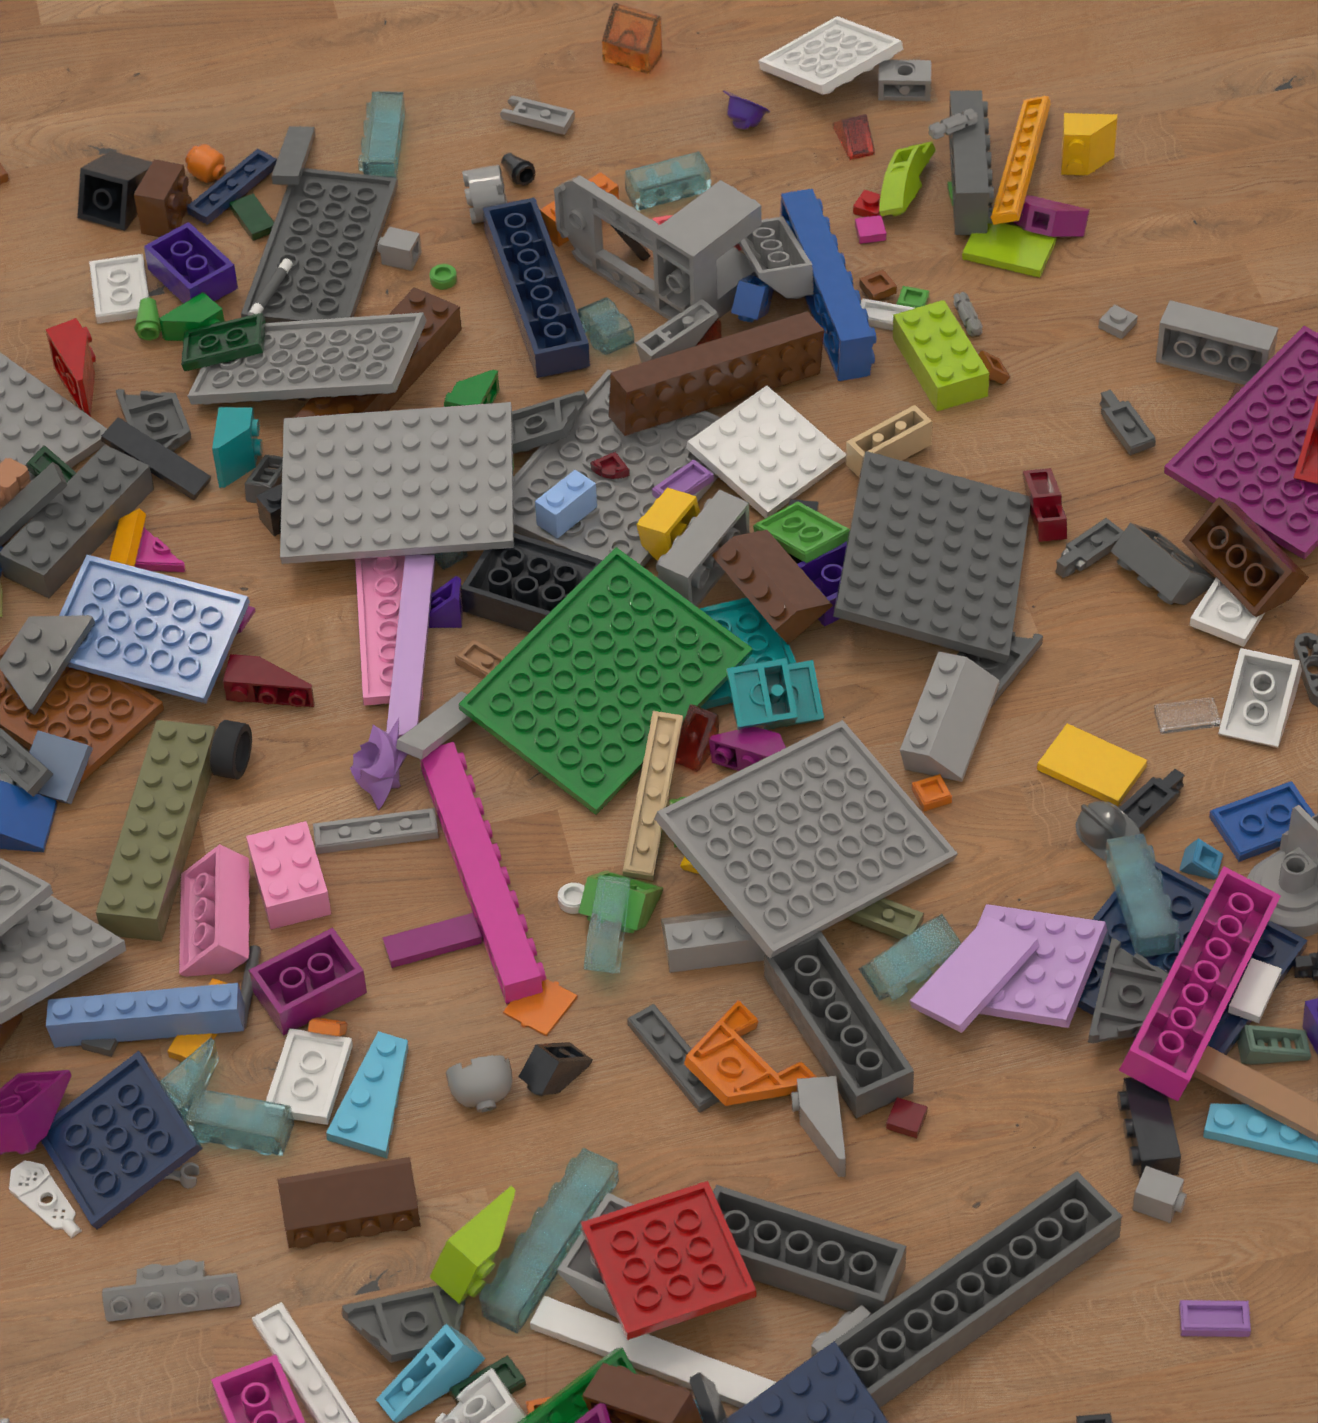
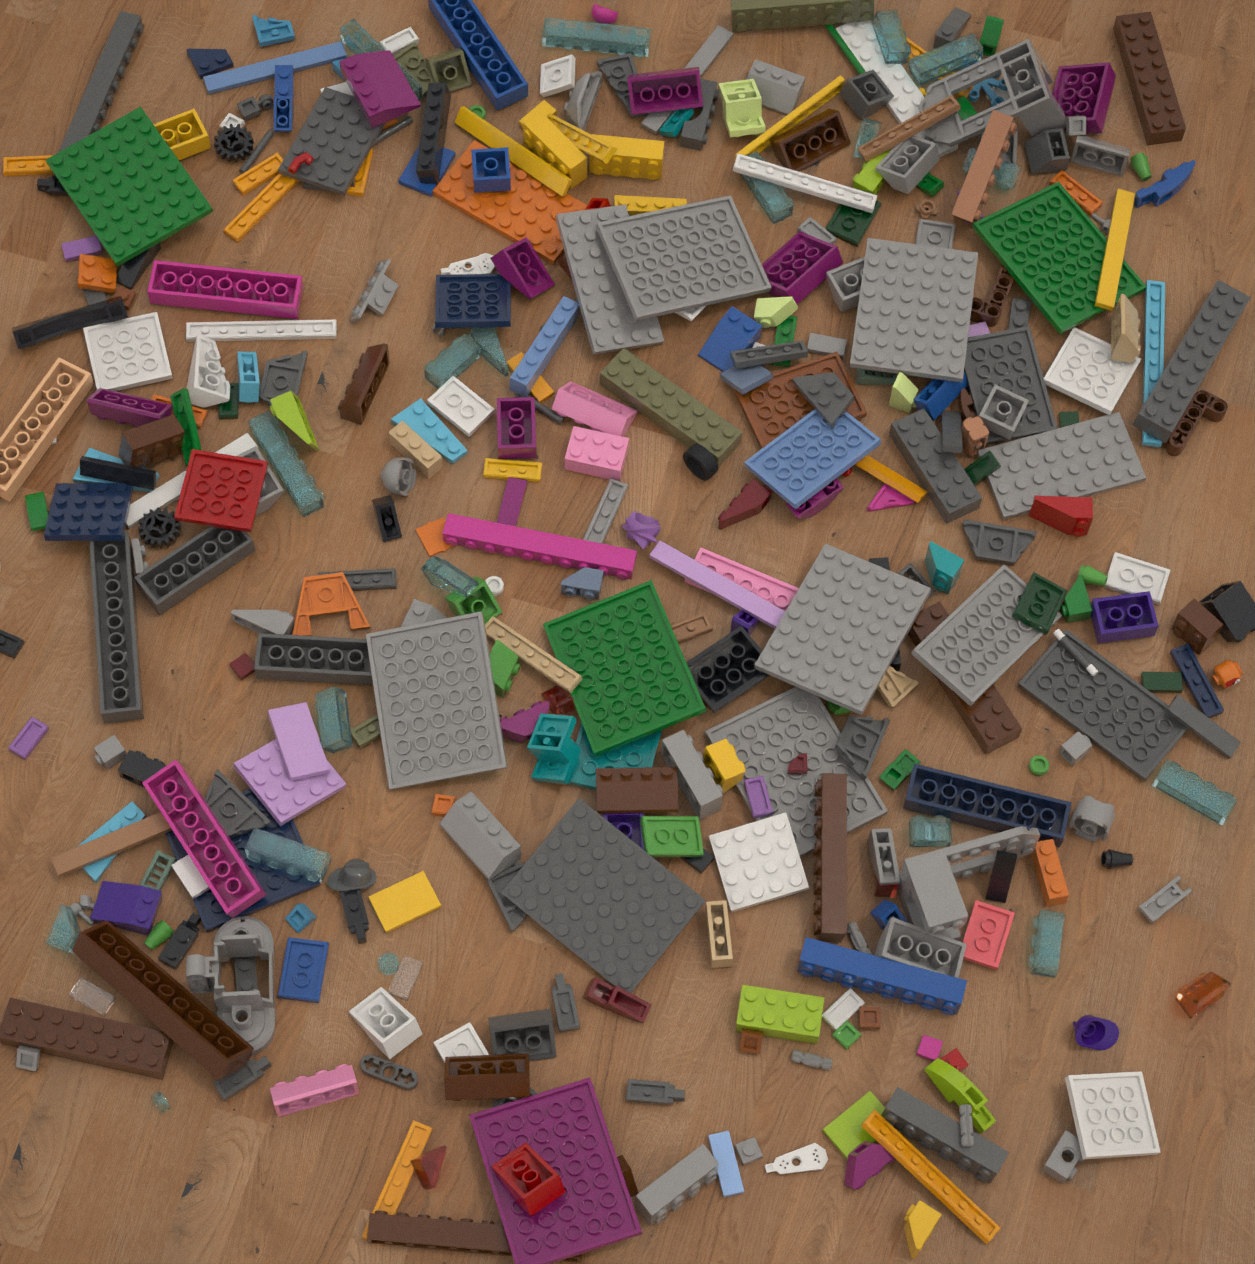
camera: 115 degrees right, 15 degrees up
(162, 461) = (962, 523): black tile -> none
(327, 1026) = (484, 427): orange tile -> none
(379, 974) = (503, 469): none -> yellow tile
(420, 1088) = (415, 448): none -> tan brick
(434, 729) = (648, 568): light grey tile -> none
(474, 390) = (909, 721): green slope -> none
(502, 794) = (584, 583): none -> sand blue slope
(539, 389) = (899, 770): none -> green slope
(566, 504) = (776, 718): light blue brick -> none
(768, 1338) = (152, 534): none -> black gear
(855, 136) = (1030, 1092): clear red slope -> none
(1083, 269) = (806, 1159): none -> white piece
(1140, 338) = (728, 1170): none -> light blue tile
(1184, 740) = (388, 963): none -> clear light blue tile

